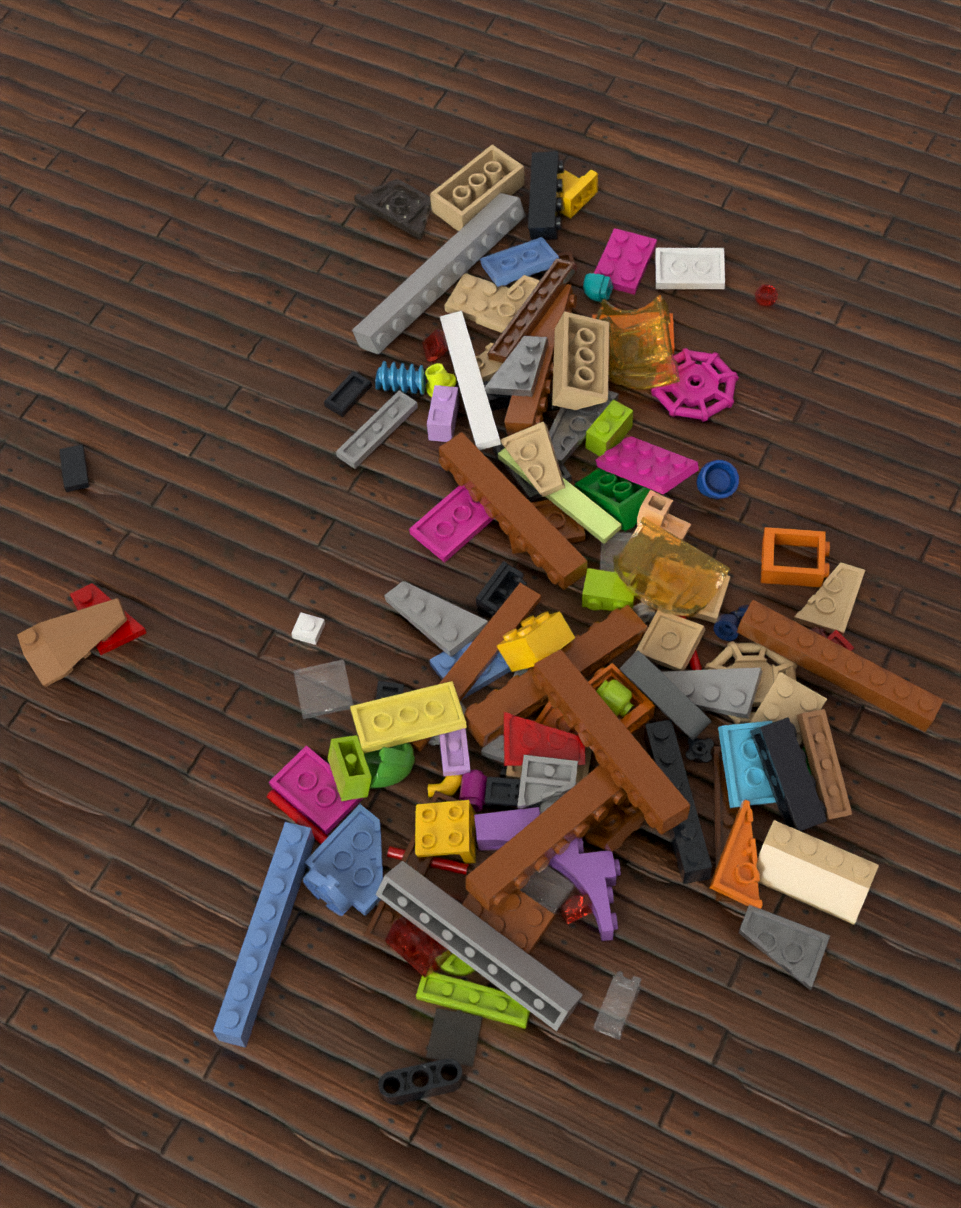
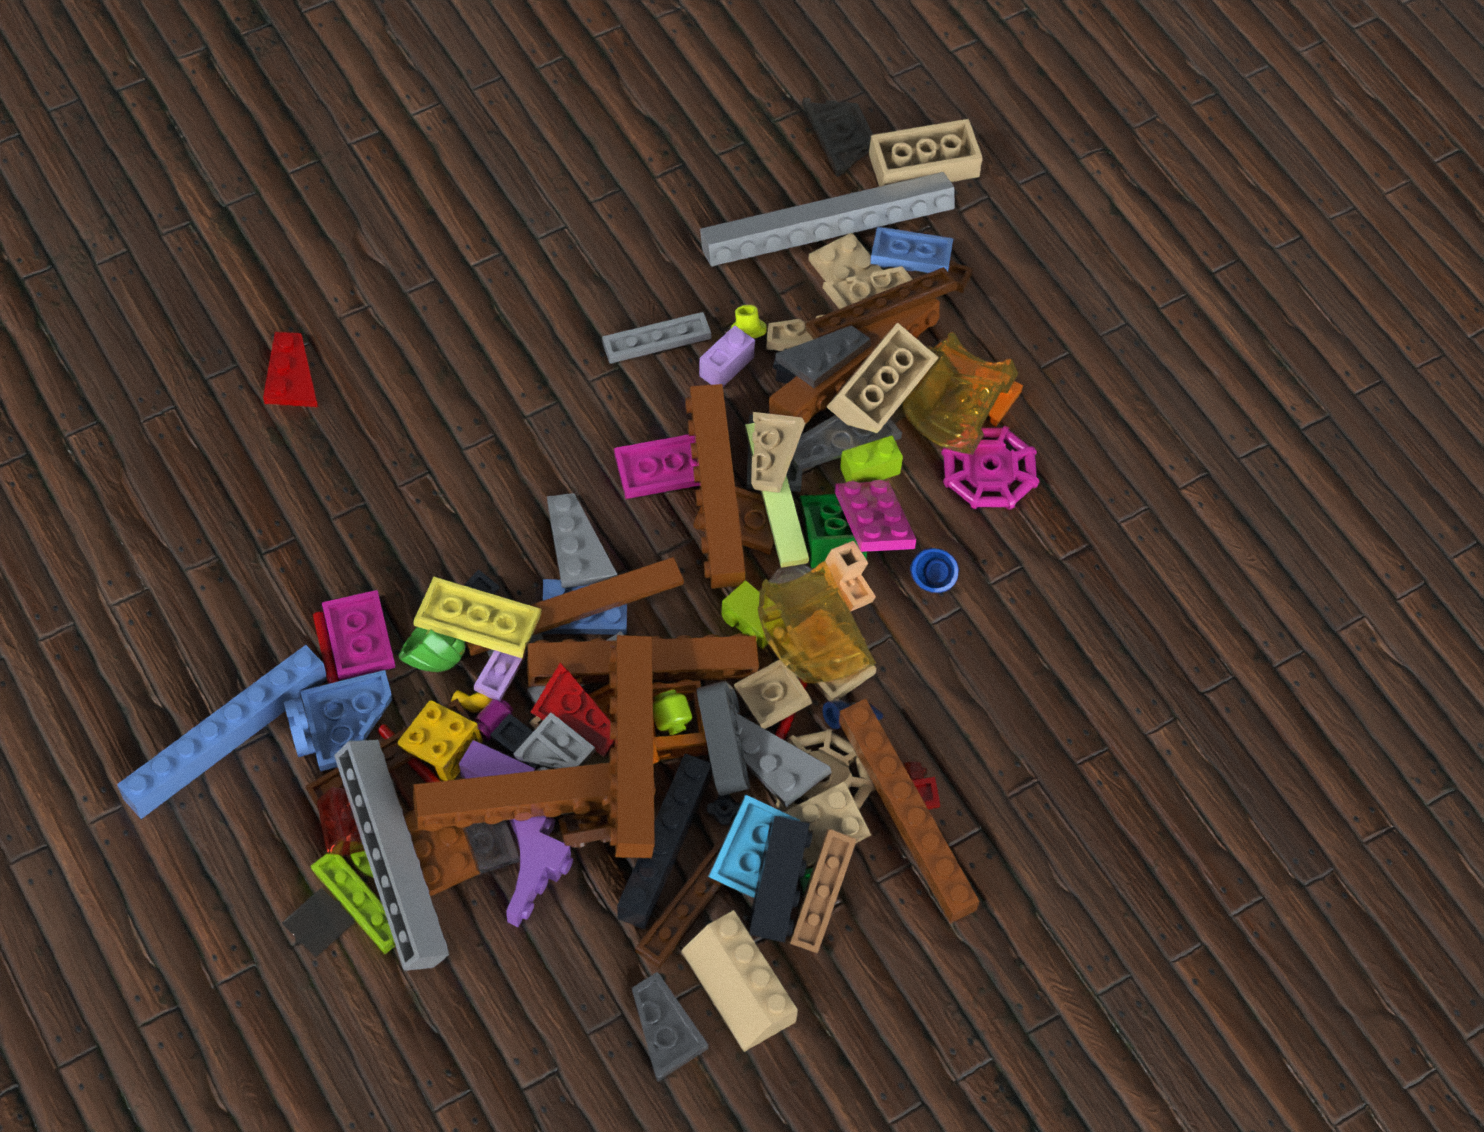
camera: 25 degrees right, 0 degrees up
(64, 640) = (237, 370): medium nougat wedge -> none
(74, 468) = (361, 218): black tile -> none
(308, 628) = (459, 486): white plate -> none
(323, 689) = (432, 549): clear tile -> none
(347, 394) = (656, 288): black tile -> none
(349, 768) = (393, 631): lime brick -> none
(401, 378) = (712, 301): dark azure piece -> none
(406, 1076) = (252, 928): black beam -> none
(435, 345) = (770, 288): clear red plate -> none
(470, 381) = (772, 340): white tile -> none
(498, 589) = (653, 550): black hinge -> none
(535, 640) = (648, 616): yellow brick -> none
(545, 194) = (985, 199): black brick -> none
(576, 908) = (502, 878): clear red plate -> none
(577, 191) = (1015, 208): yellow bracket -> none
(597, 286) = (969, 319): teal piece -> none
(617, 1005) = (476, 986): clear hinge -> none
(626, 259) = (1018, 307): dark pink plate -> none
(644, 612) = (766, 654): light grey bush -> none
(690, 268) = (1075, 350): white plate -> none
(737, 870) = (670, 933): orange wing -> none
(766, 295) = (1130, 420): clear red plate -> none
(794, 575) = (958, 718): orange window -> none
(833, 601) = (959, 751): tan wing -> none

